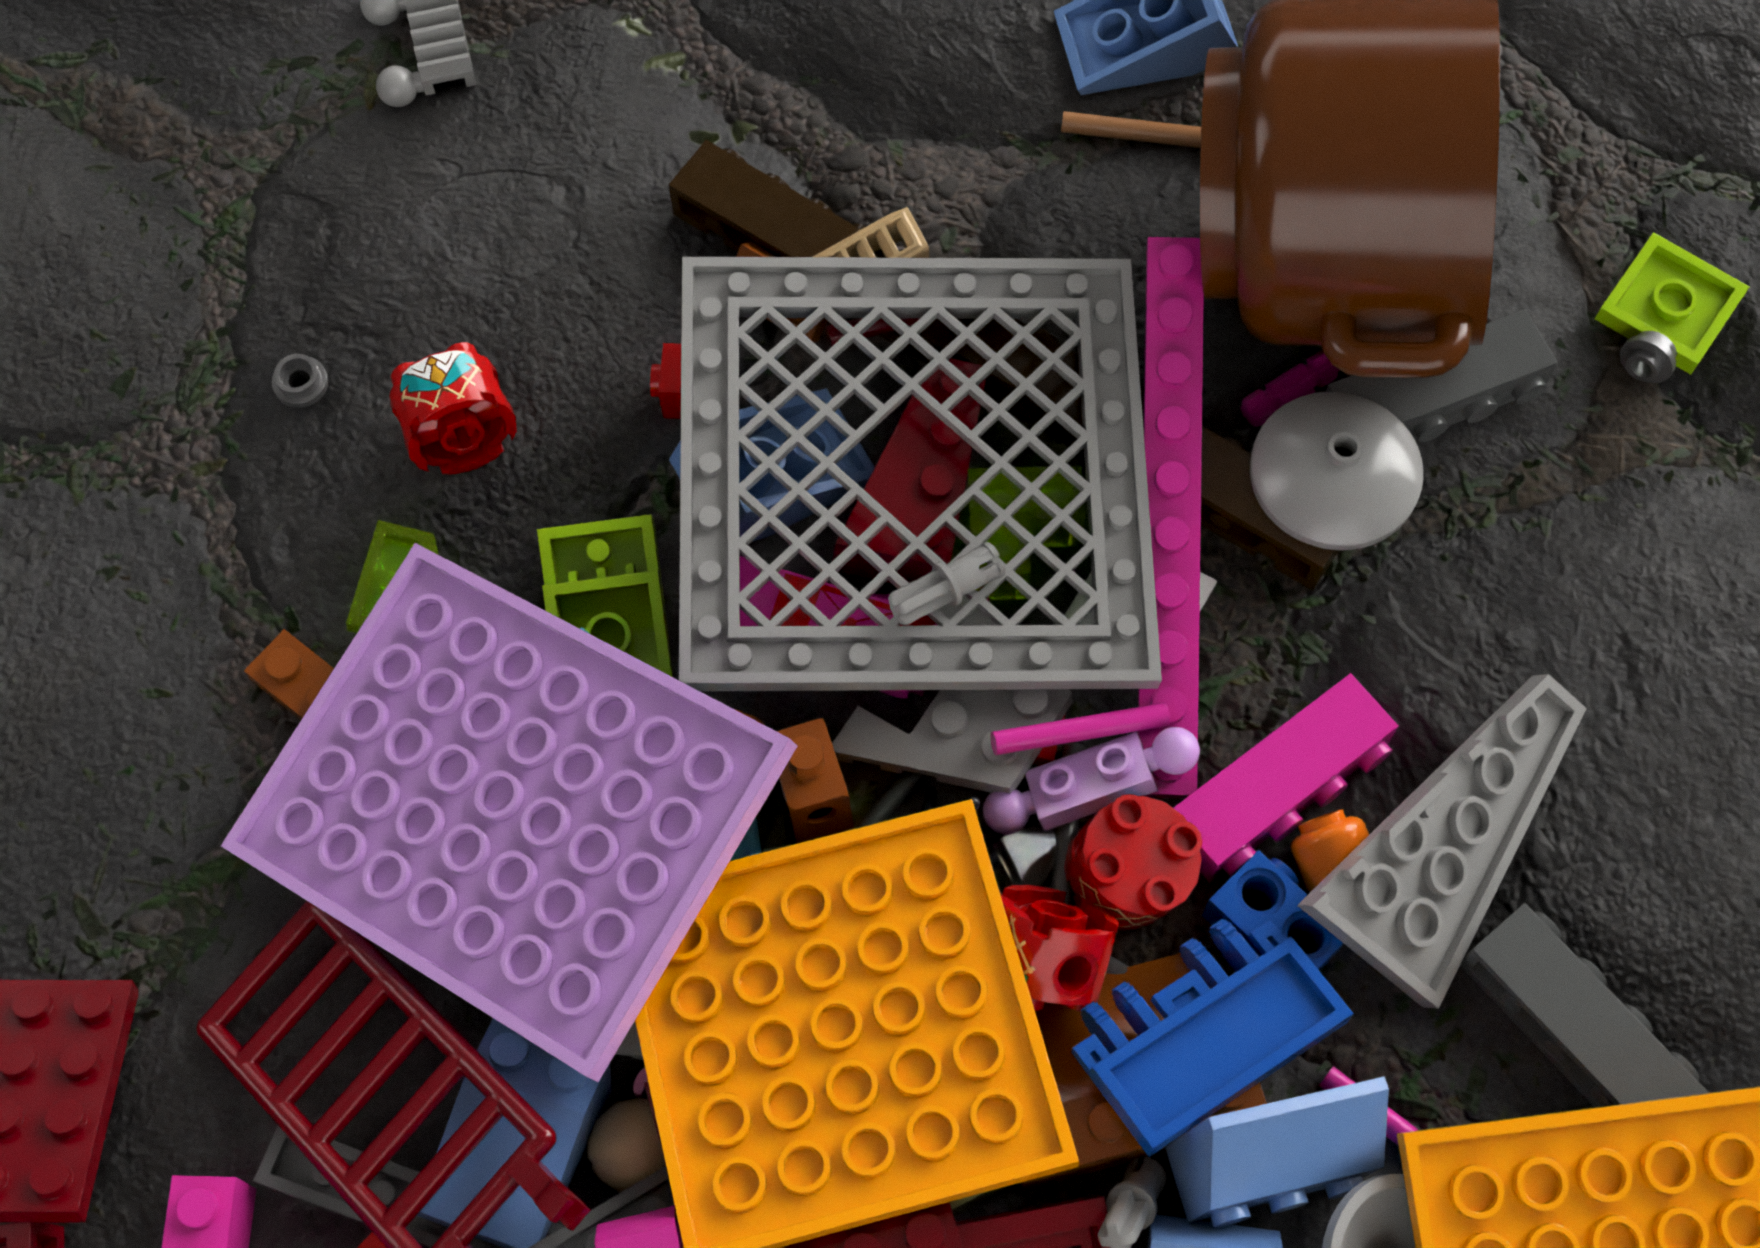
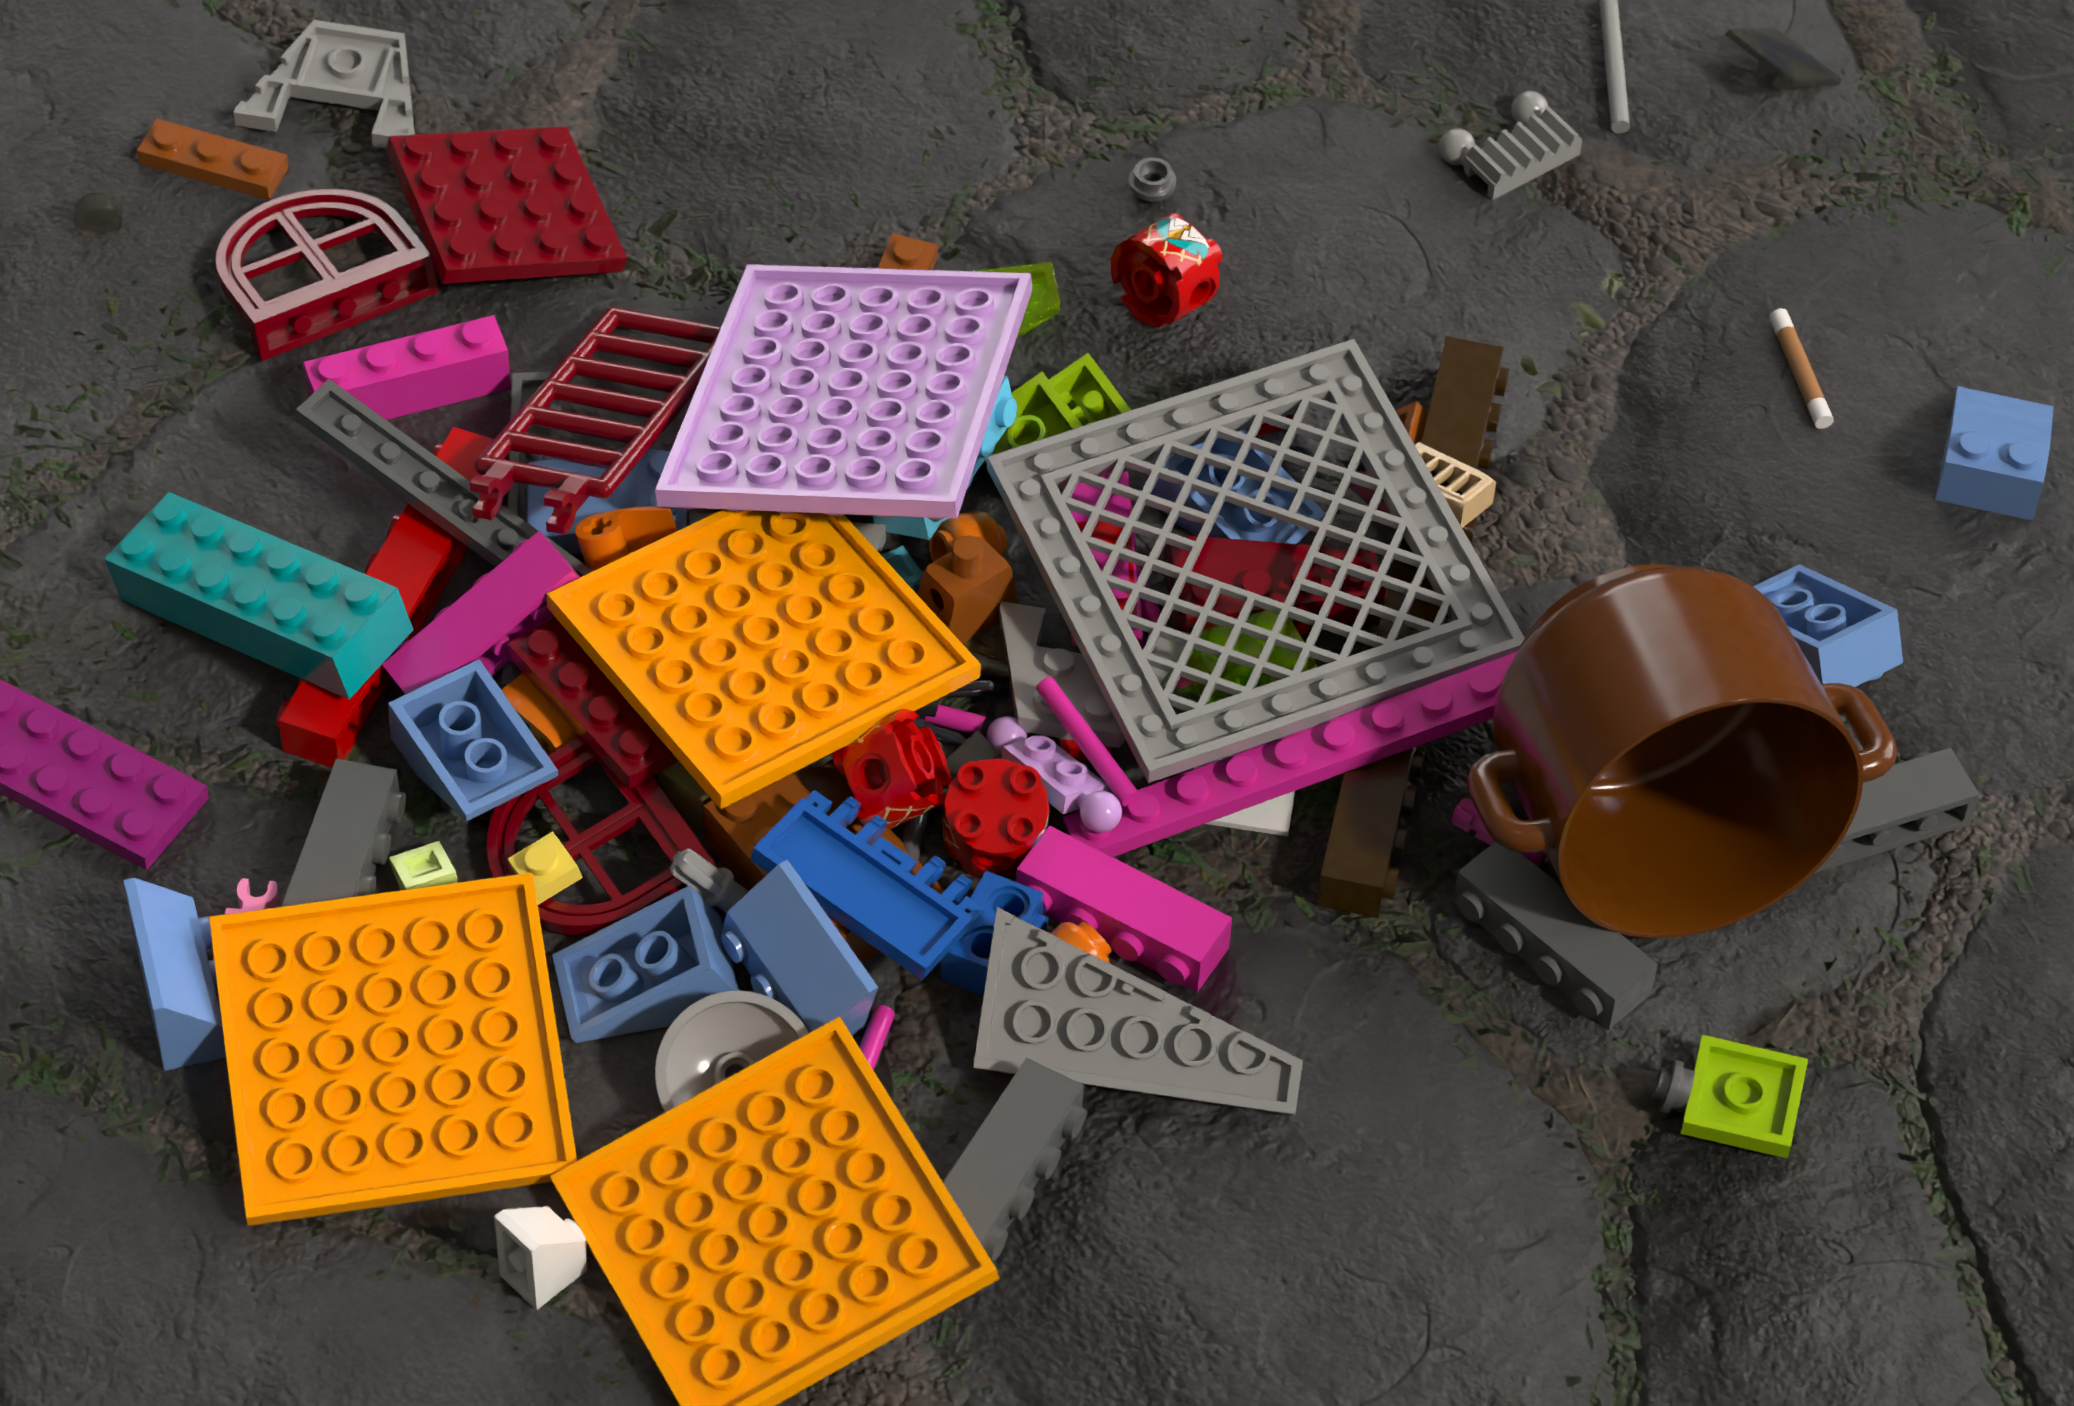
camera: 65 degrees right, 15 degrees down
(587, 1144) = (620, 532): none -> orange panel
(945, 584) = (1151, 592): light grey axle -> none
(1332, 497) = (1415, 878): light grey dish -> none

